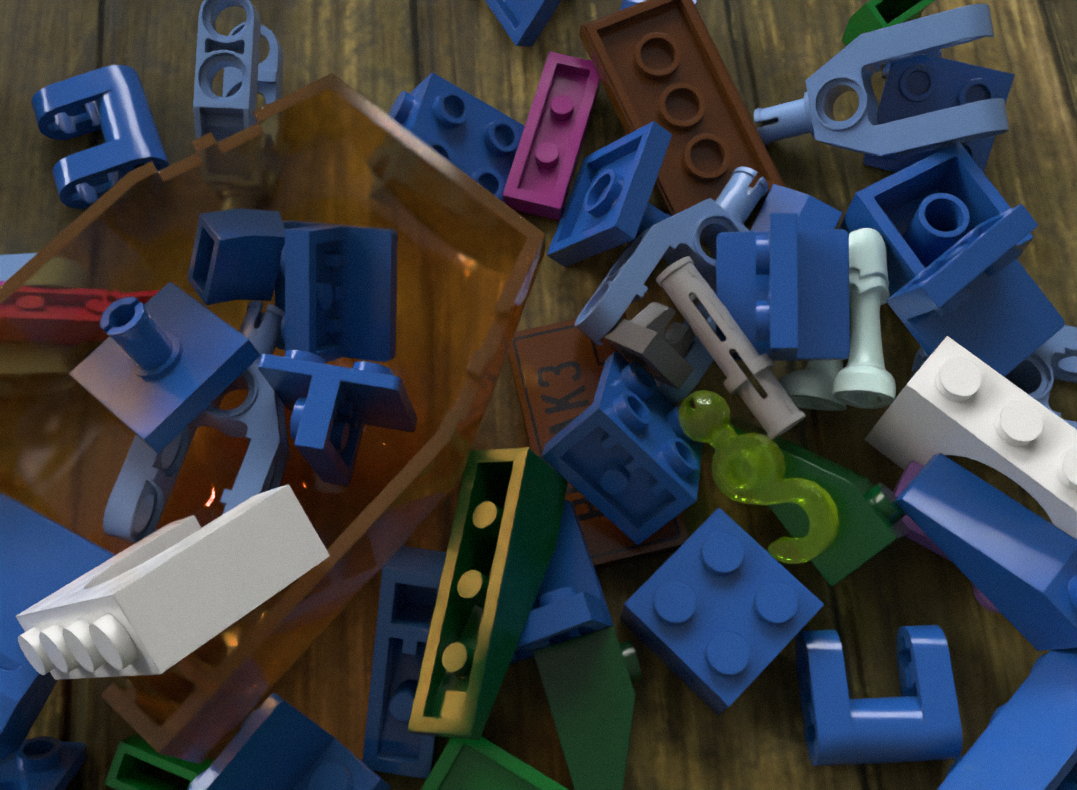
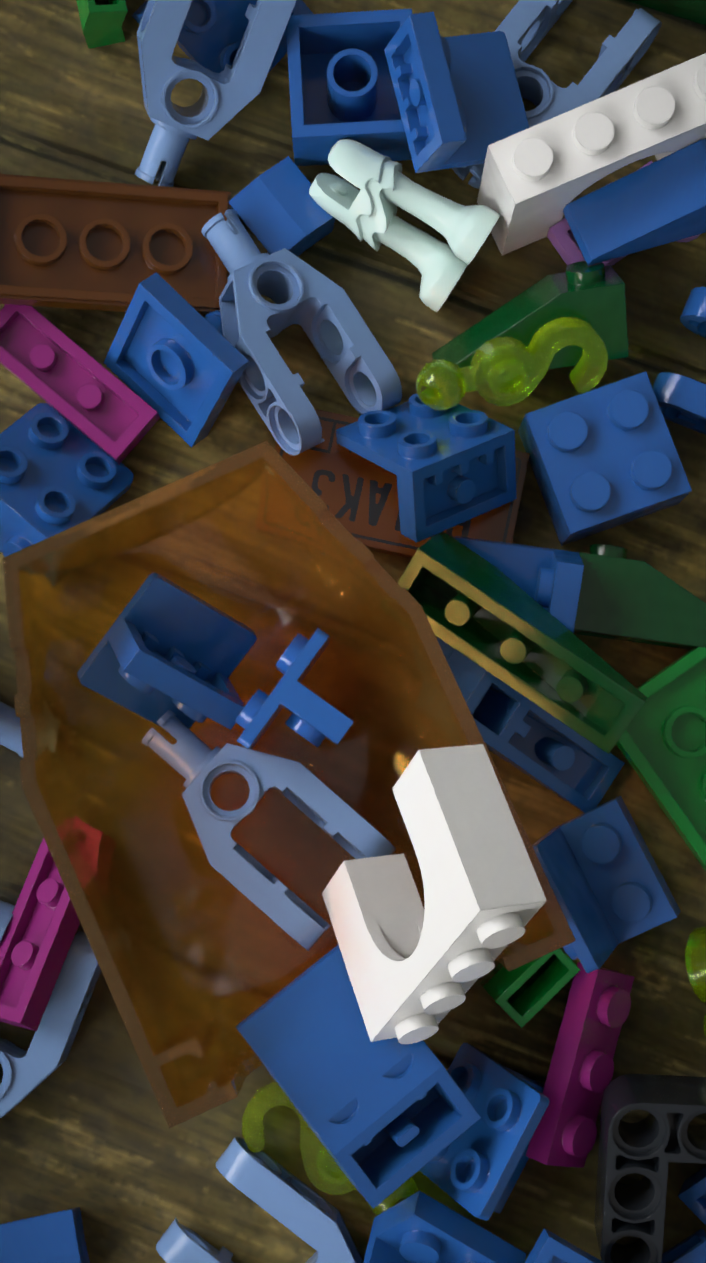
camera: 65 degrees left, 15 degrees up
(162, 363) = (182, 837): blue tile -> none
(236, 255) = (101, 728): blue piece -> none
(647, 343) = (350, 391): dark grey tile -> none
(683, 286) = (465, 323): light grey pin -> none
(787, 289) = (362, 258): blue bracket -> none

